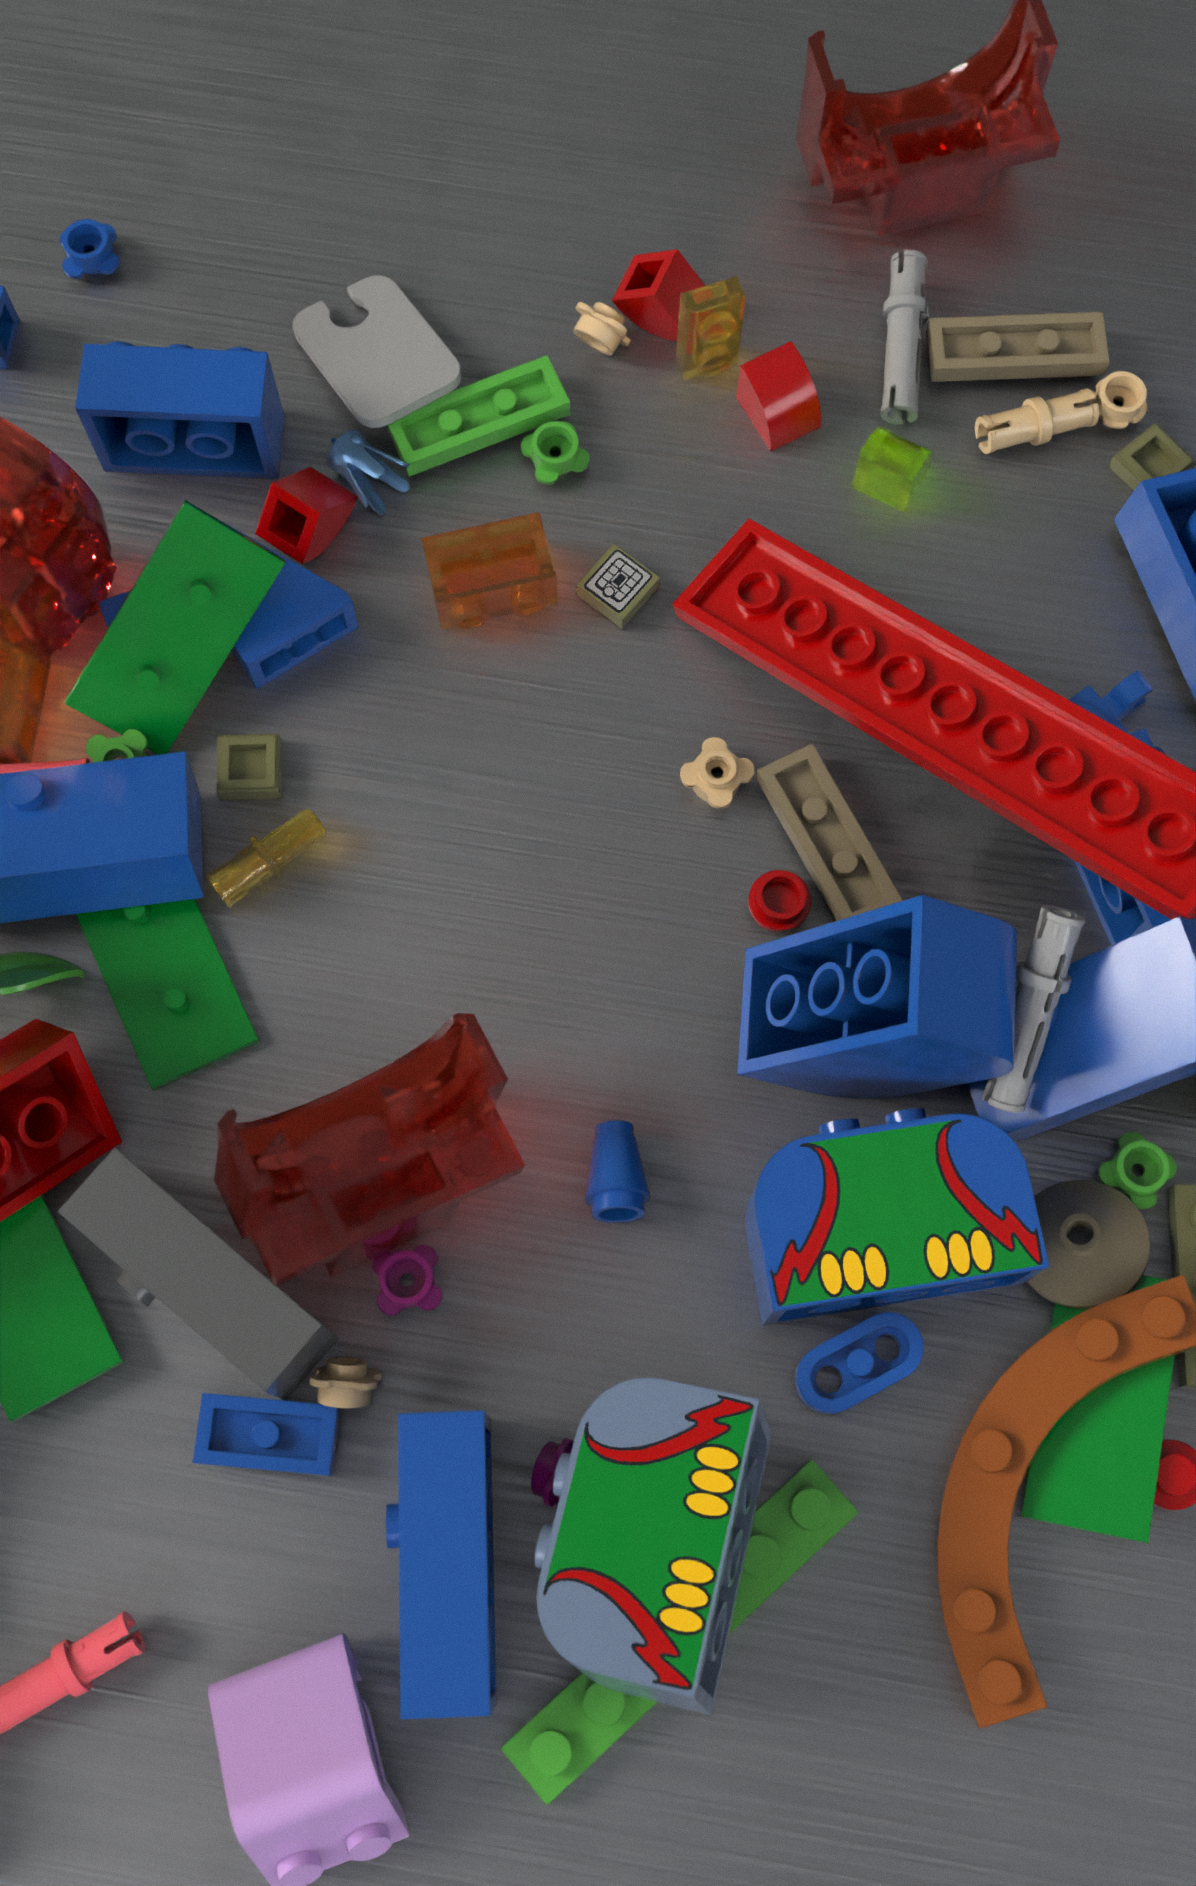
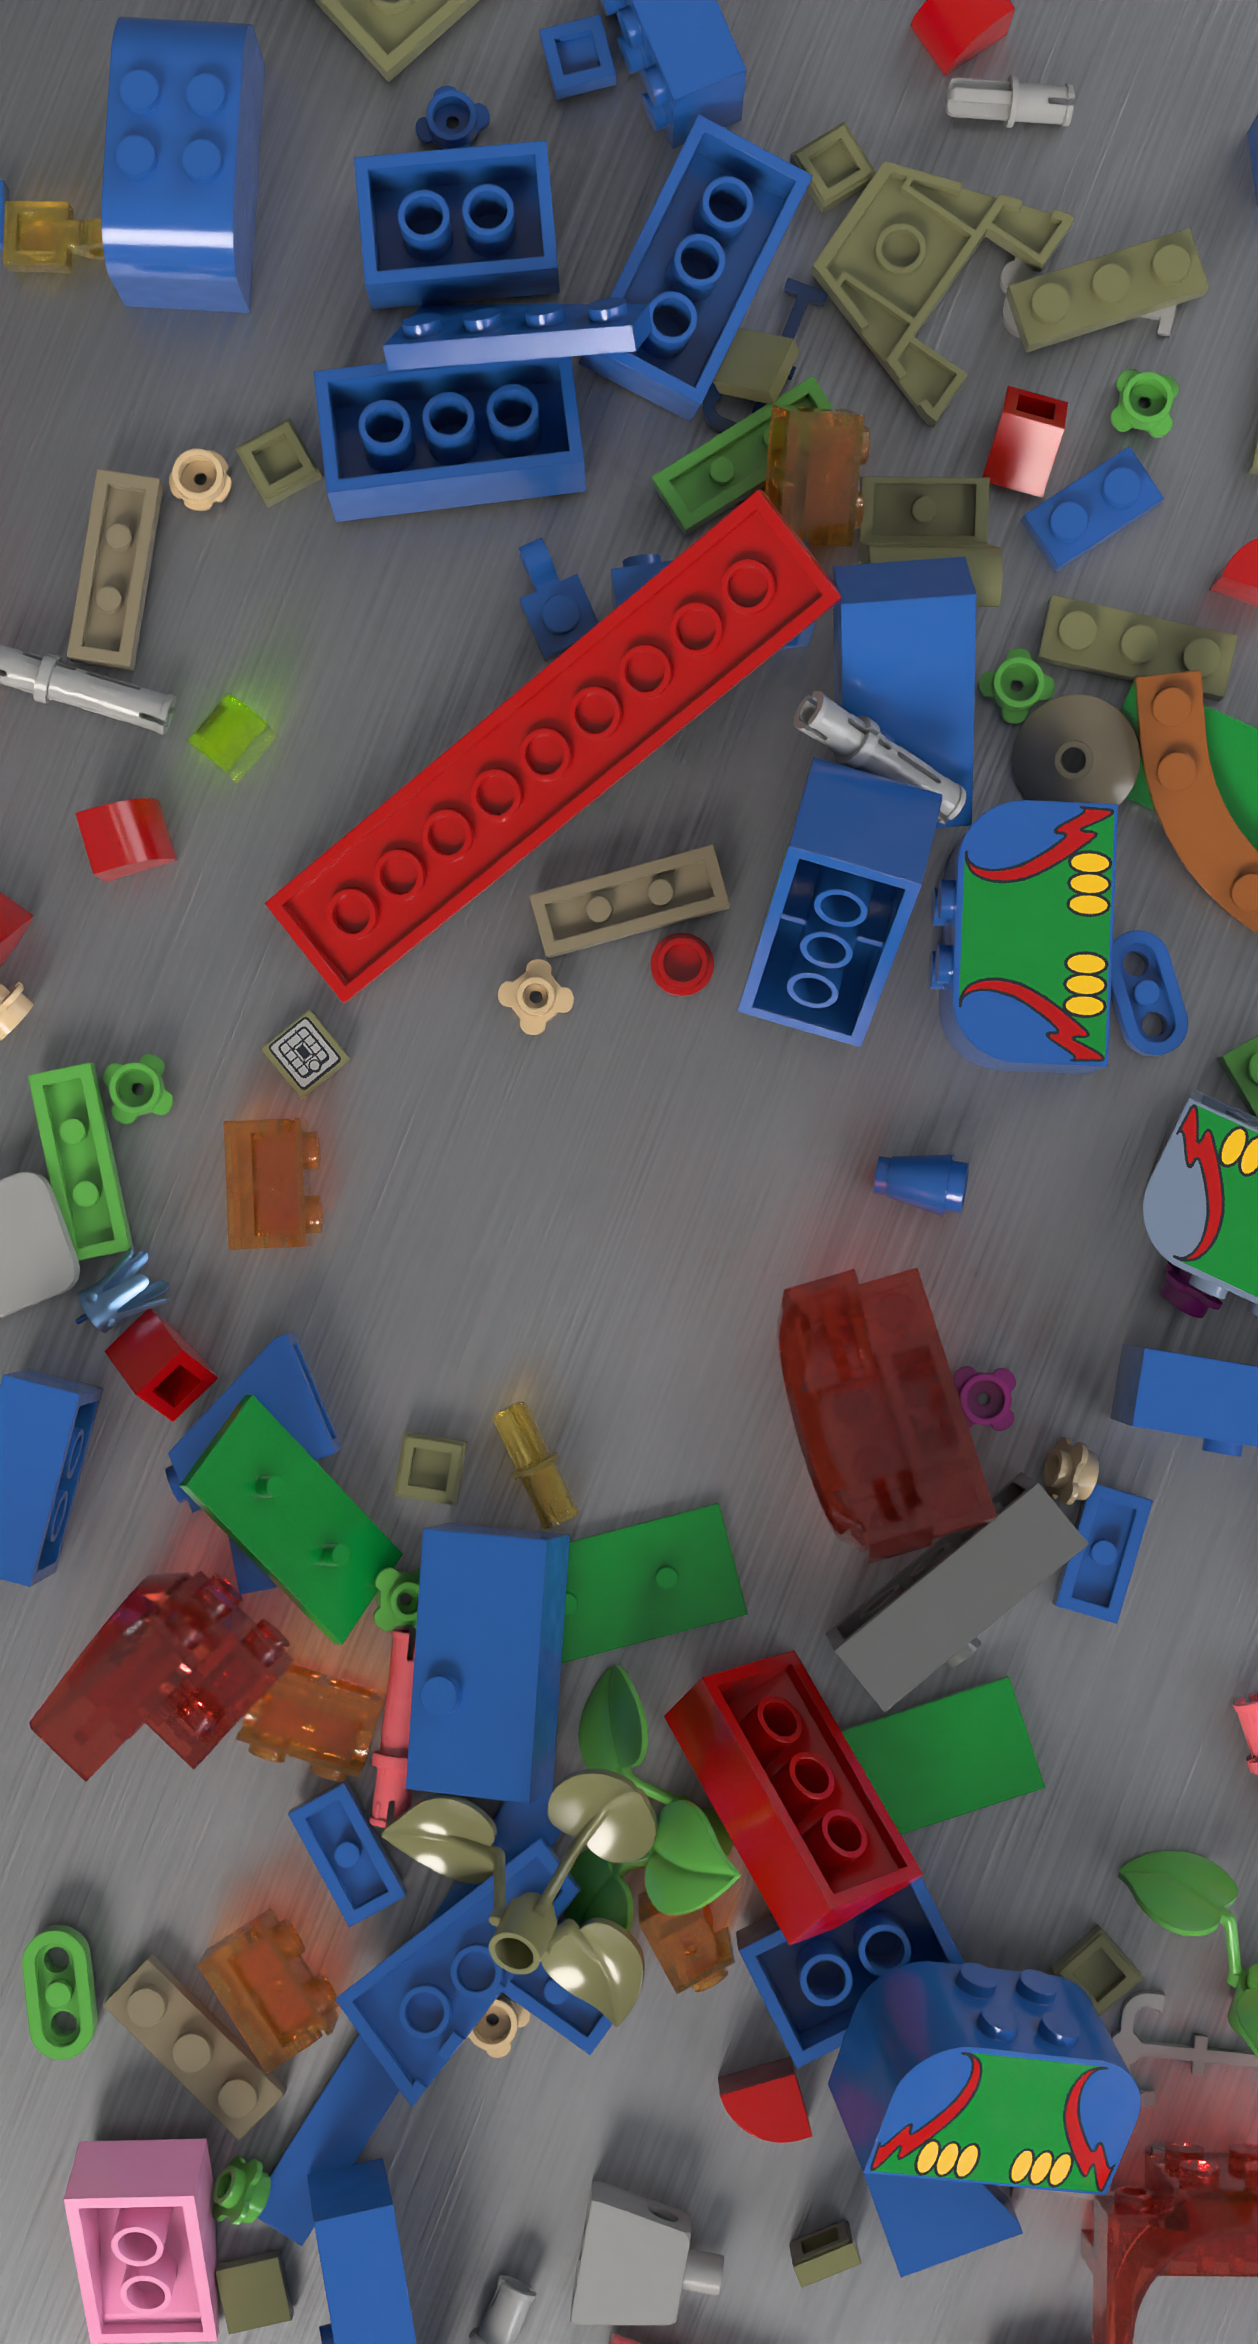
camera: 80 degrees left, 15 degrees up
(710, 328) = (45, 896): clear yellow plate -> none
(1036, 421) = (208, 572): tan pin -> none

